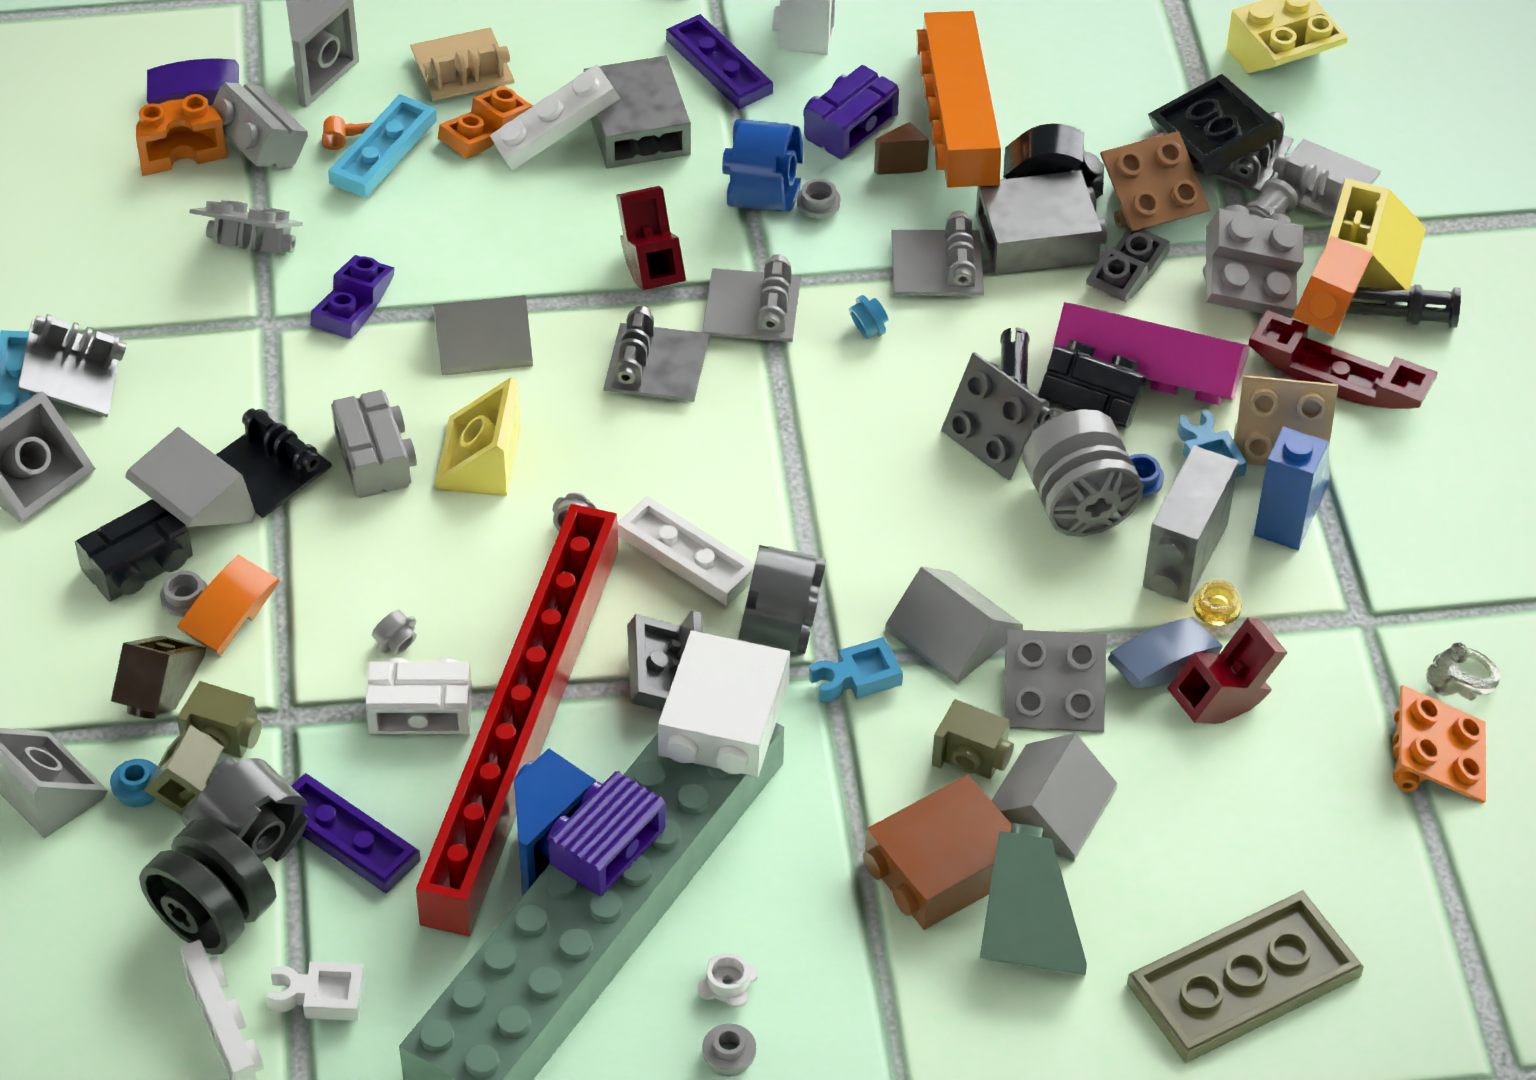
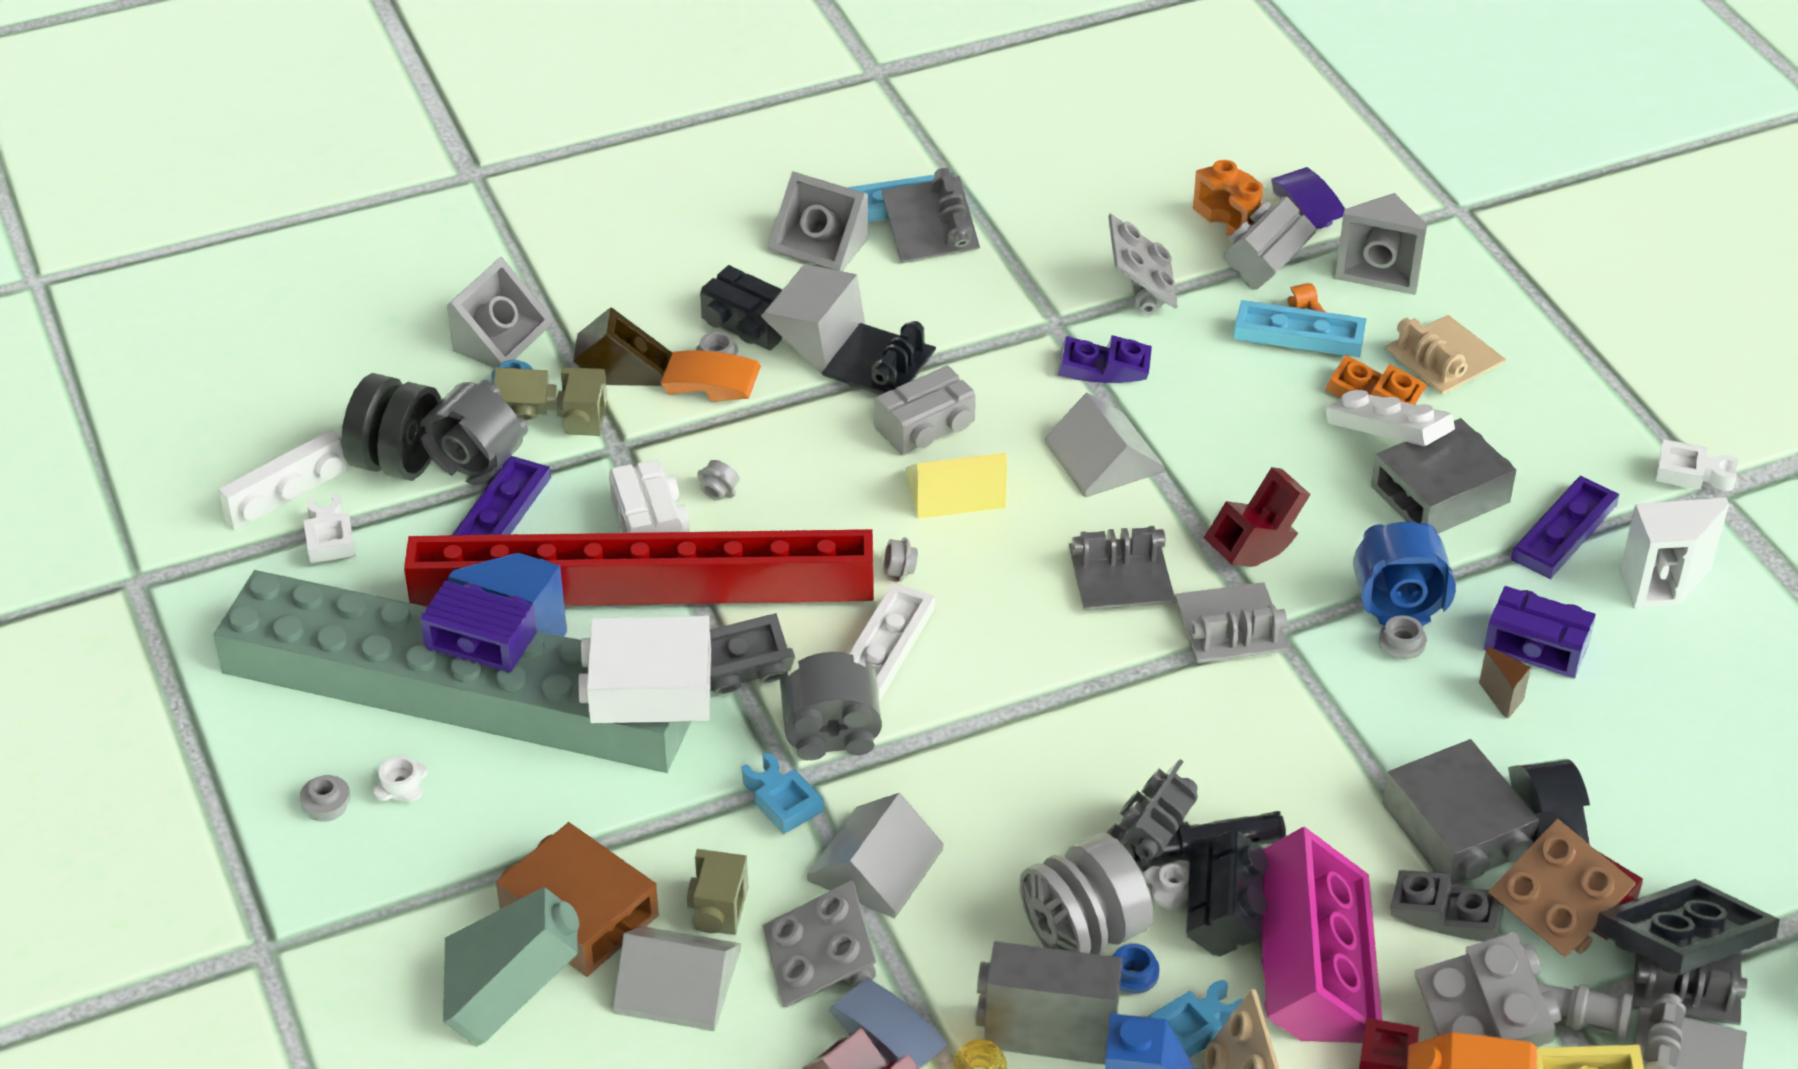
camera: 75 degrees right, 5 degrees down
(869, 316) = (1250, 706): dark azure plate -> none
(938, 260) = (1363, 746): light grey hinge -> none
(958, 99) = (1591, 699): orange brick -> none

